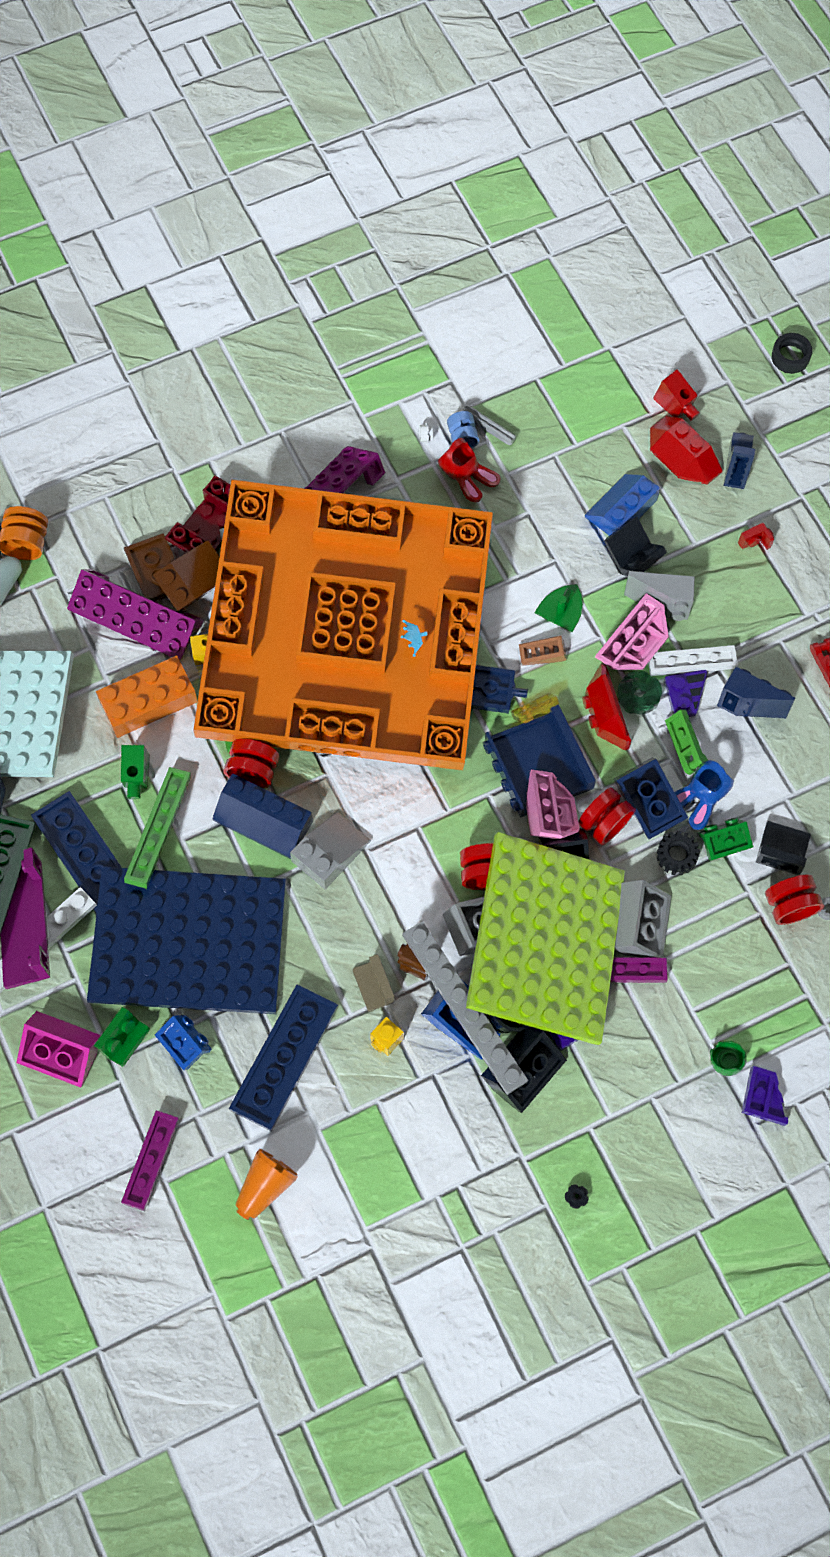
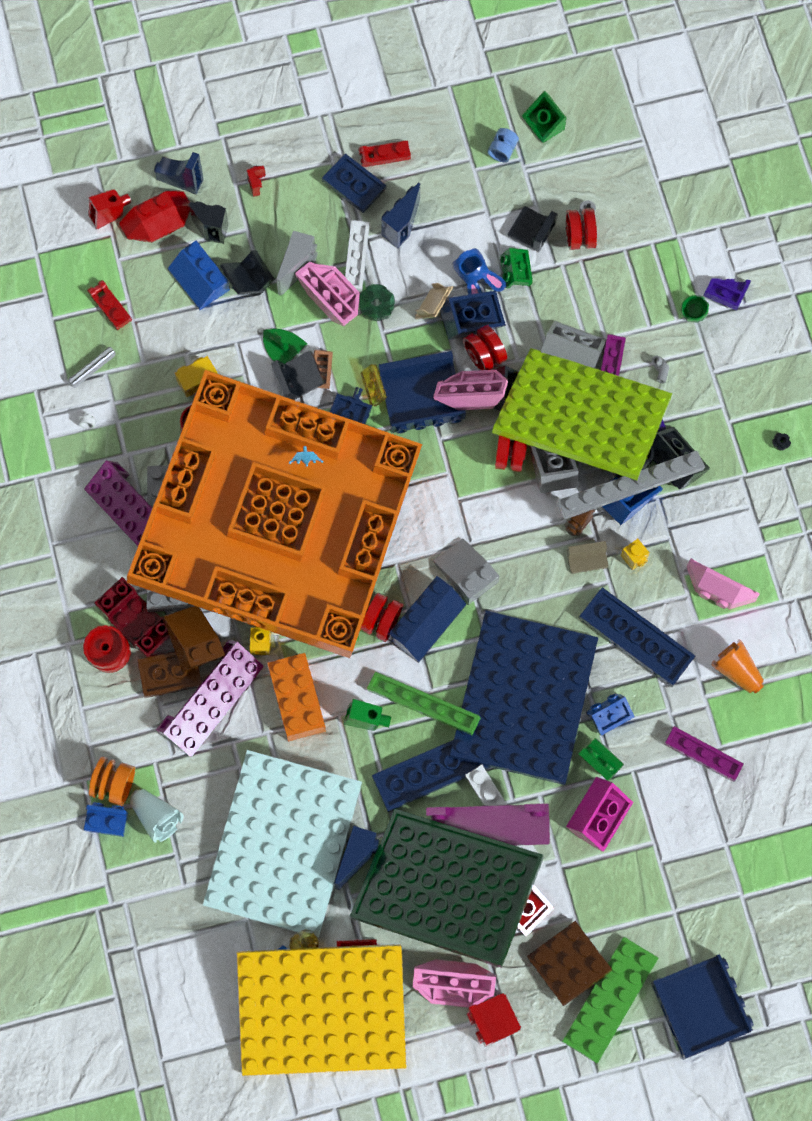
camera: 80 degrees left, 5 degrees up
(168, 500) = (96, 648): none -> red wheel
(364, 1145) = (718, 587): none -> bright pink wedge
(461, 463) = (130, 395): red piece -> none
(463, 426) = (95, 388): medium blue wheel -> none
(504, 527) = (191, 375): none -> yellow brick
(524, 623) = (298, 375): none -> black bracket
(565, 427) = (110, 305): none -> red plate
(605, 709) = (385, 331): red wedge -> none
(641, 1032) = (662, 367): none -> light grey arm
(653, 750) = (433, 301): none -> tan piece
(678, 840) = (521, 296): black tyre -> none
(685, 691) = (383, 268): dark purple wing -> none
(685, 741) = (425, 277): bright green plate -> none
(688, 499) = (210, 221): none -> black slope
(783, 641) = (354, 183): none -> dark blue plate
(795, 340) = (88, 120): black tyre -> none

